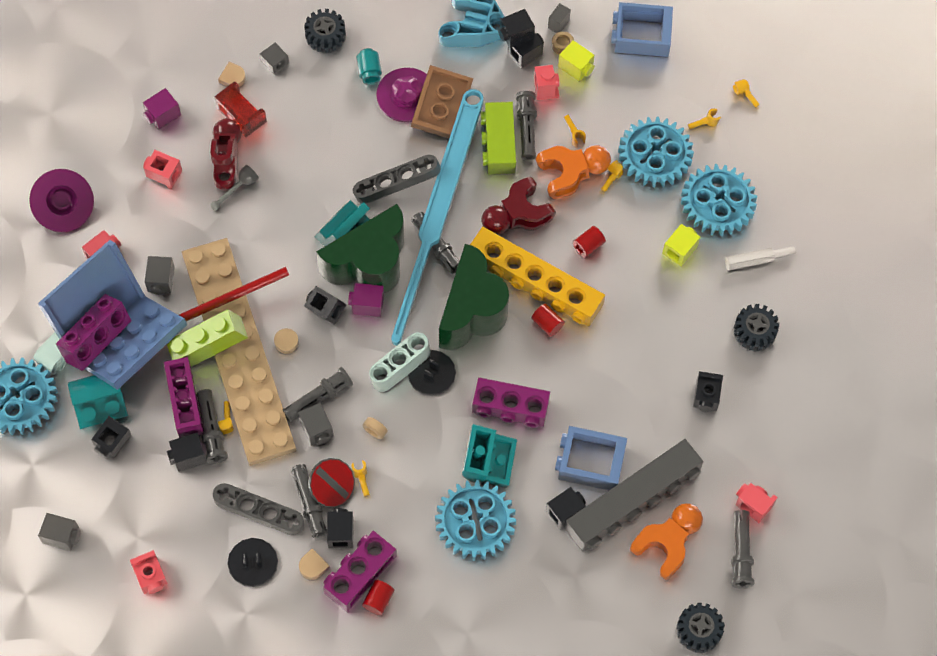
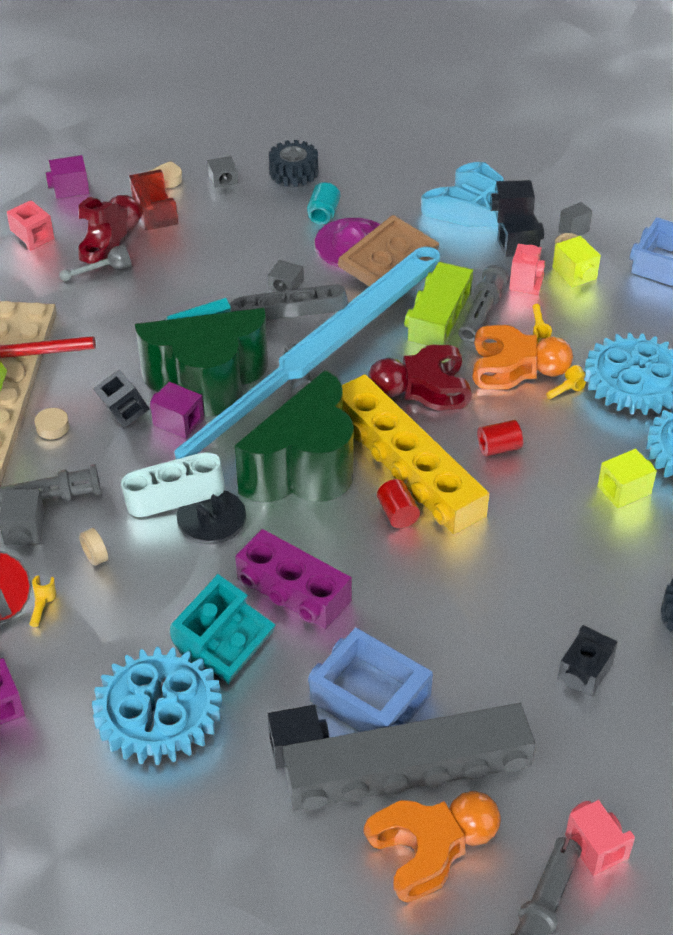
camera: 25 degrees right, 20 degrees down
(377, 150) = (285, 276): none -> dark grey piece

